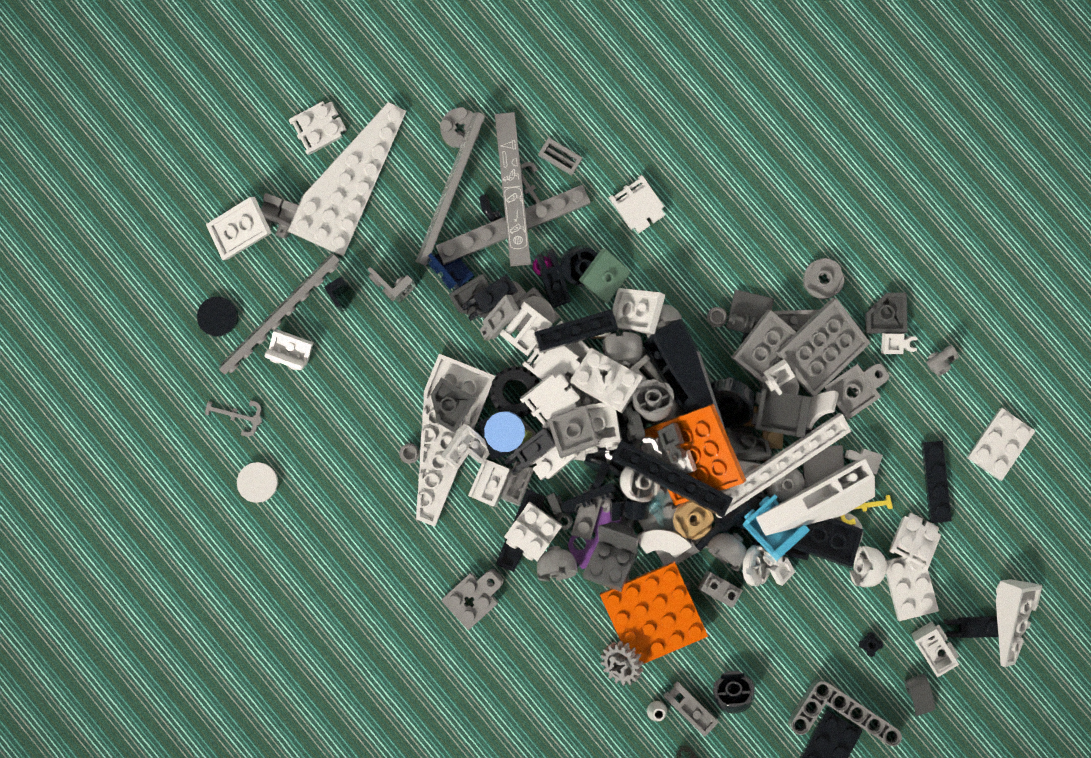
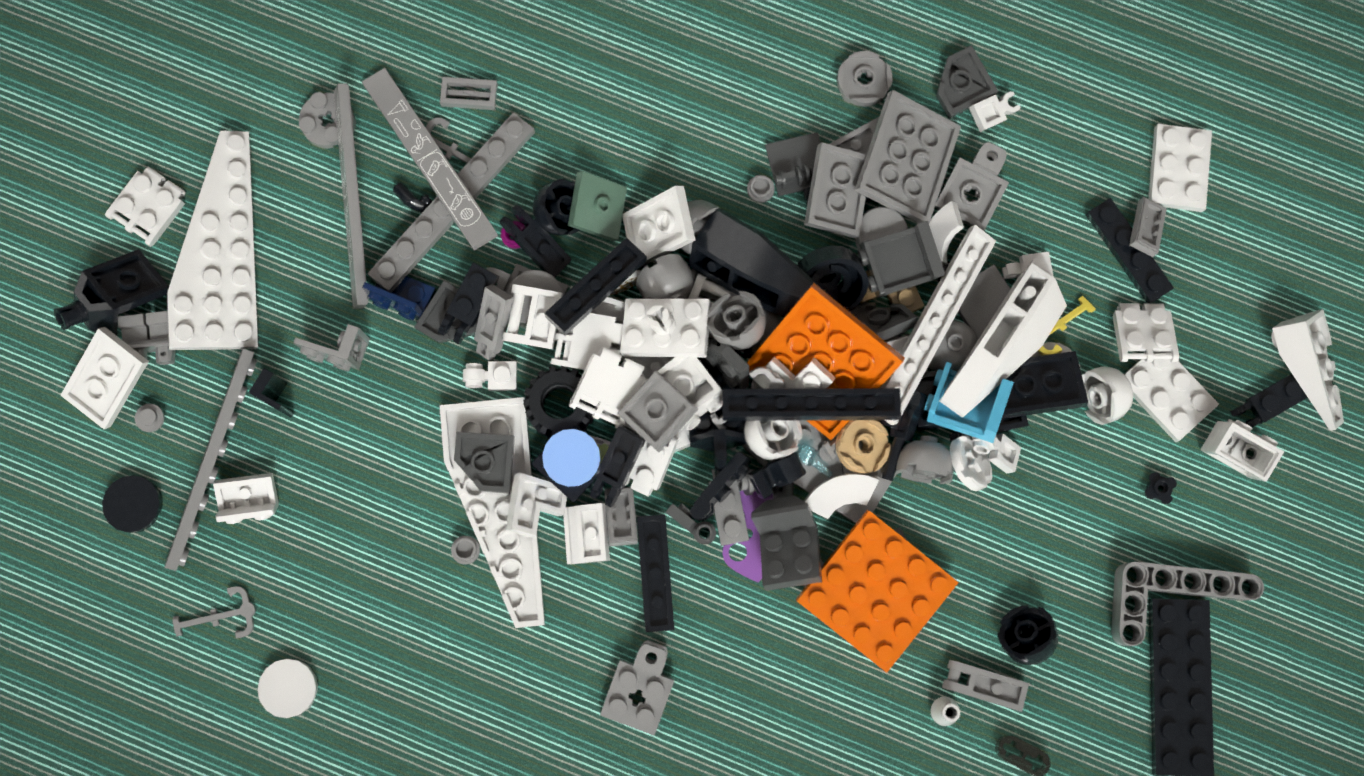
camera: 30 degrees left, 5 degrees down
(254, 267) = (149, 418): none -> light grey plate
(270, 174) = (111, 290): none -> black plate
(486, 353) = (500, 375): none -> white plate
(532, 532) = (671, 566): white plate -> none
(556, 564) = (723, 591): light grey cylinder -> none
(622, 663) = (870, 672): light grey gear -> none
(638, 205) = (594, 103): white plate -> none
(671, 440) = (785, 357): dark grey plate -> none
(719, 589) = (942, 515): light grey hips -> none
(778, 375) = (873, 217): white bracket -> none
(920, 693) = (1254, 515): dark grey panel -> none
(940, 361) = (1056, 106): light grey plate -> none
(956, 472) = (1148, 227): none -> light grey plate

